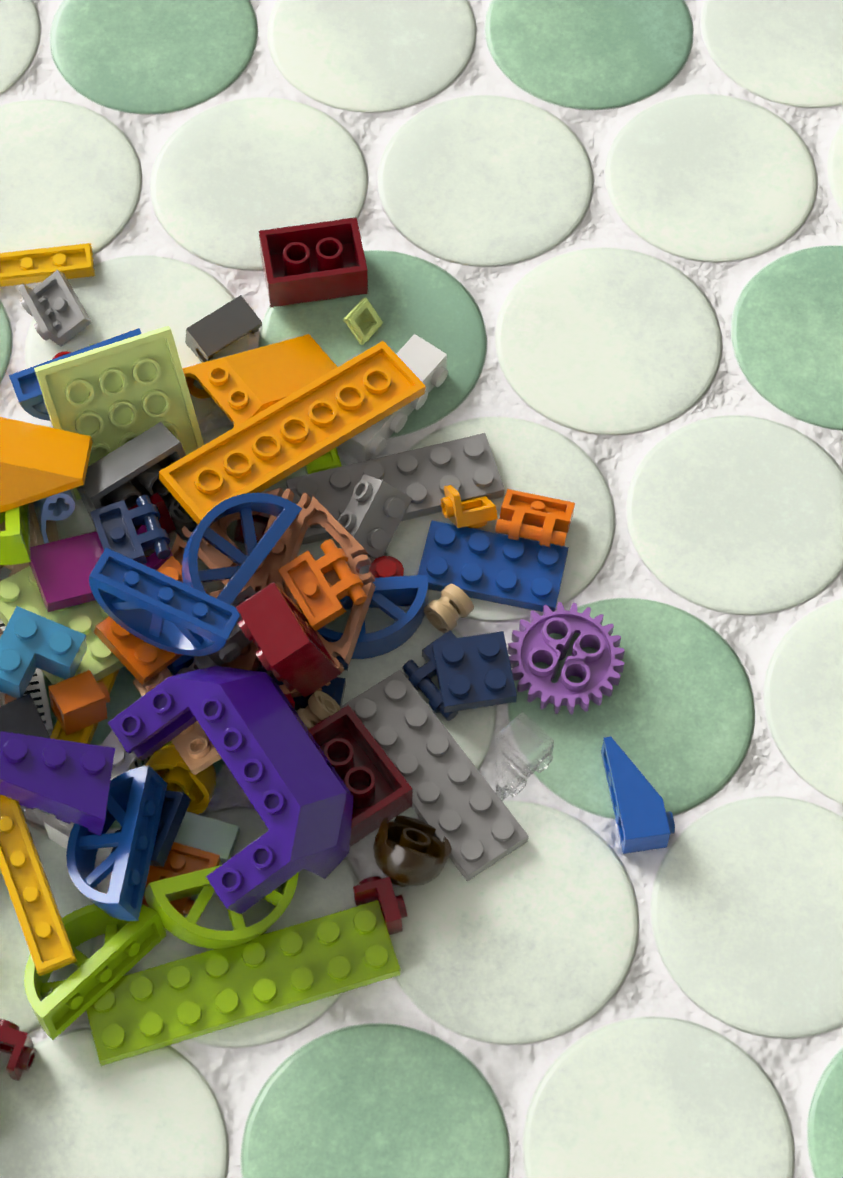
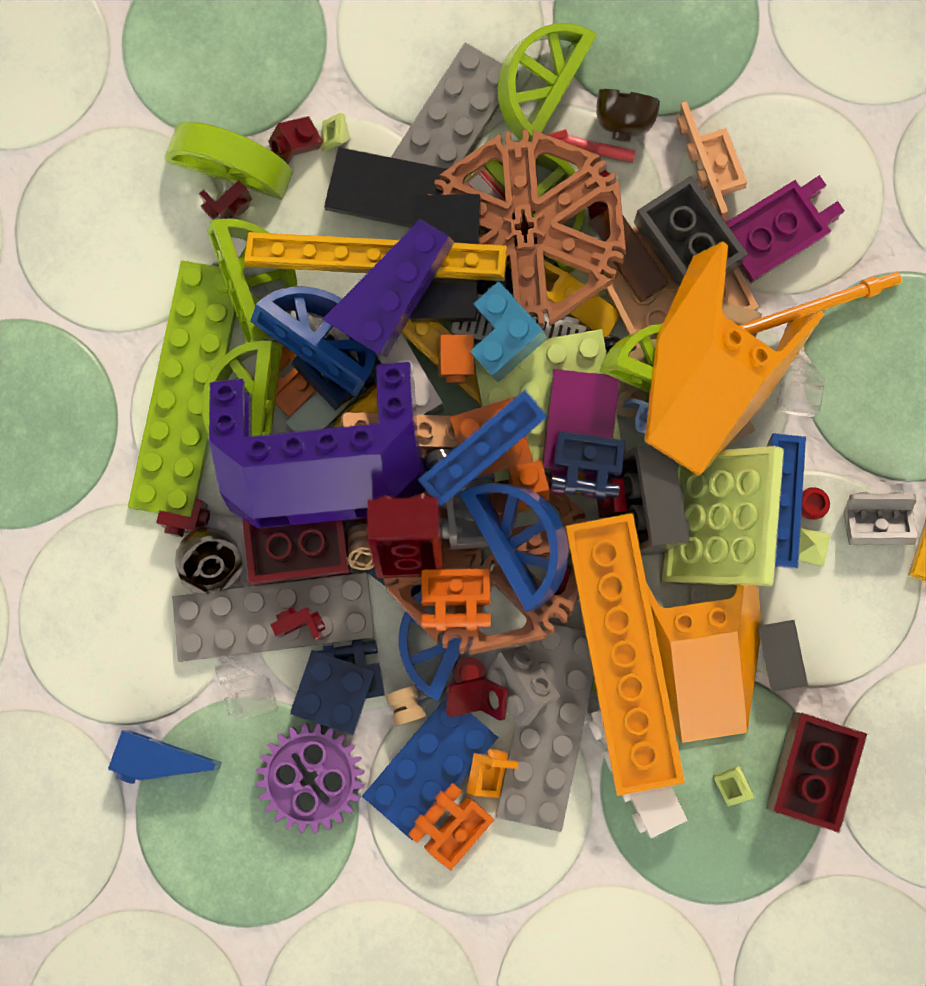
camera: 125 degrees right, 20 degrees up
(404, 551) = (474, 696): none -> dark red bracket
(425, 733) = (291, 621): none -> dark red bracket

